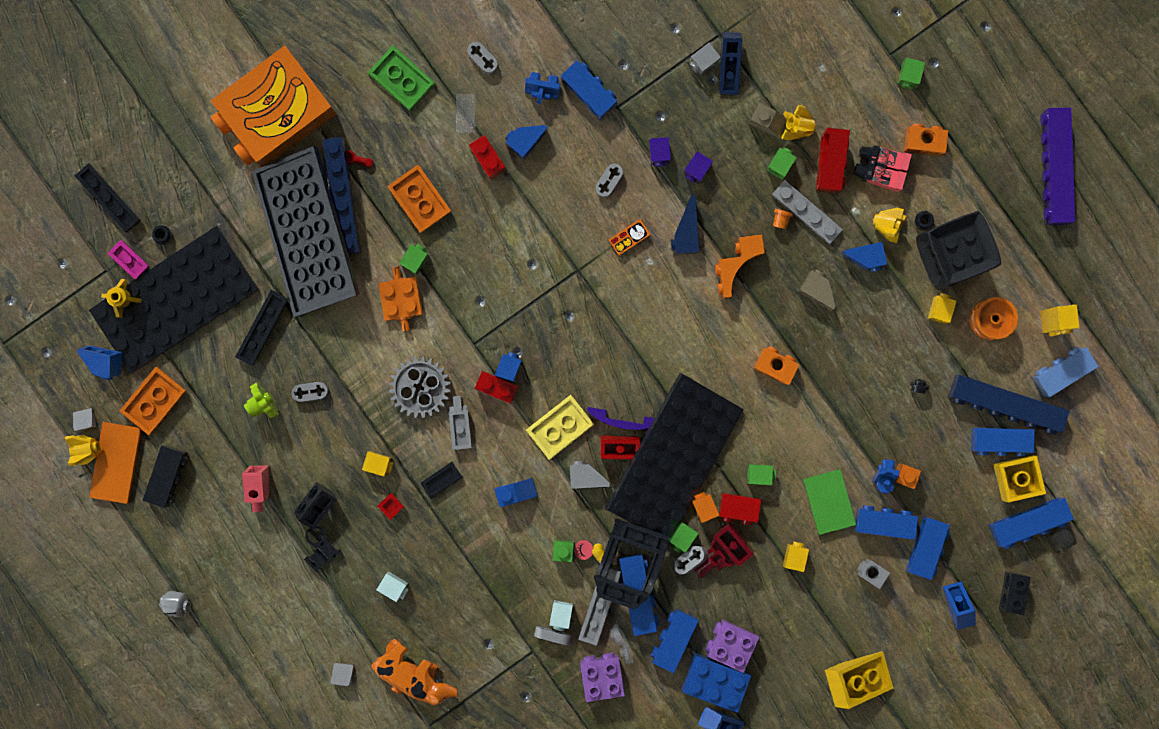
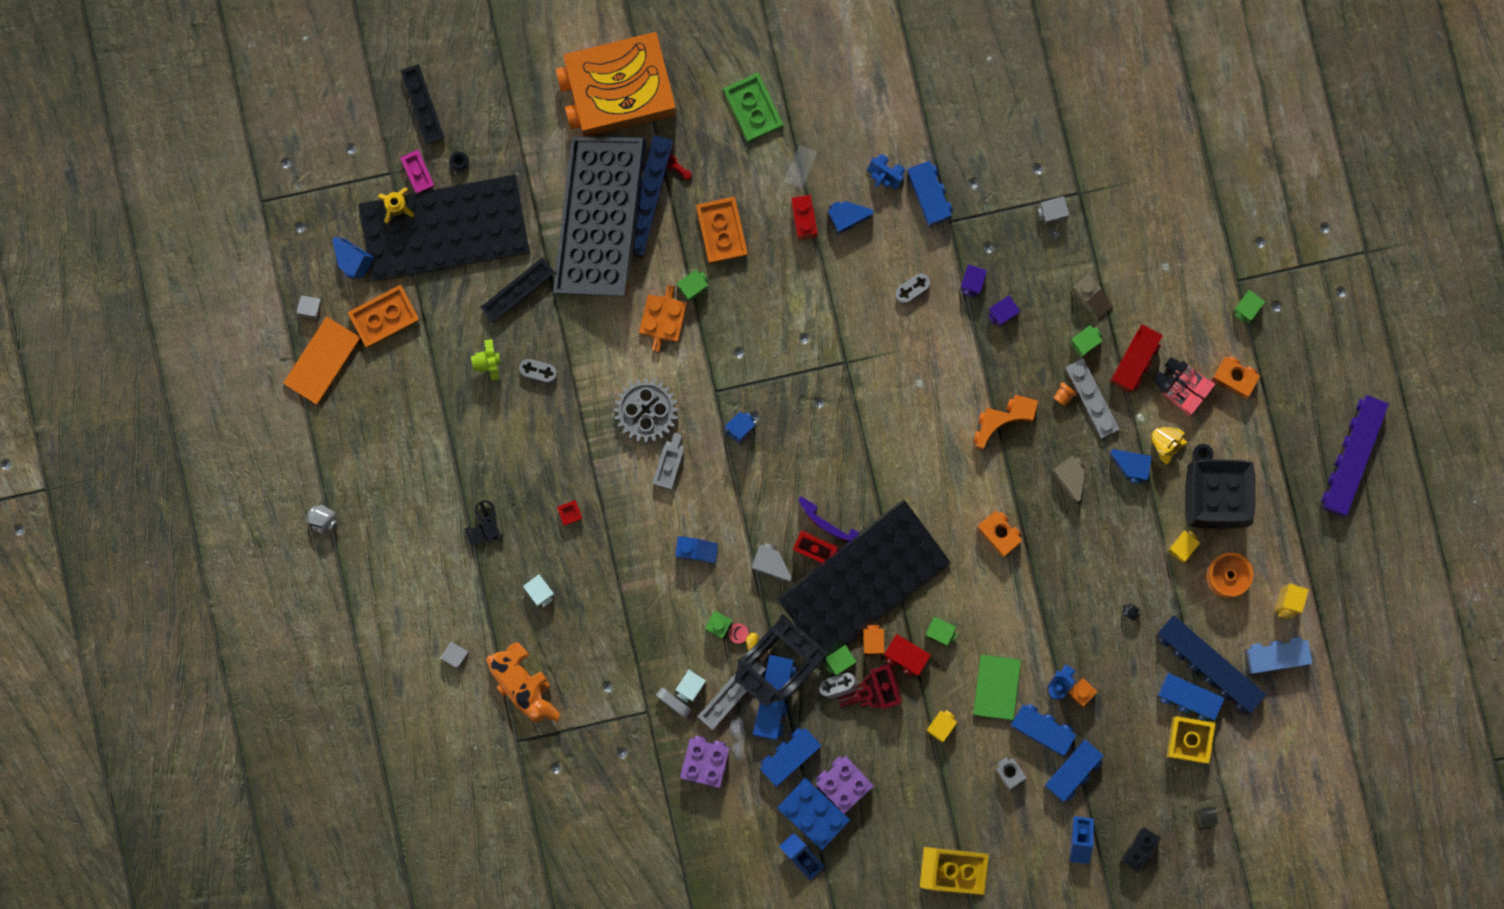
camera: 15 degrees right, 5 degrees down
(82, 449) = (297, 334): yellow brick -> none
(165, 476) = (365, 393): black brick -> none
(256, 479) = (453, 432): coral torso -> none
(315, 505) = (497, 481): black brick -> none
(377, 463) = (574, 467): yellow brick -> none
(441, 479) = (629, 508): black tile -> none
(485, 55) = (843, 118): light grey beam -> none
(496, 387) = (720, 441): red brick -> none
(560, 427) = (765, 506): light yellow tile -> none
(629, 237) = (909, 351): tile -> none
(686, 235) = (966, 369): dark blue slope -> none
(730, 62) = (1077, 224): dark blue slope -> none
(798, 124) = (1119, 310): yellow brick -> none
(1031, 522) = (1184, 788): blue brick -> none

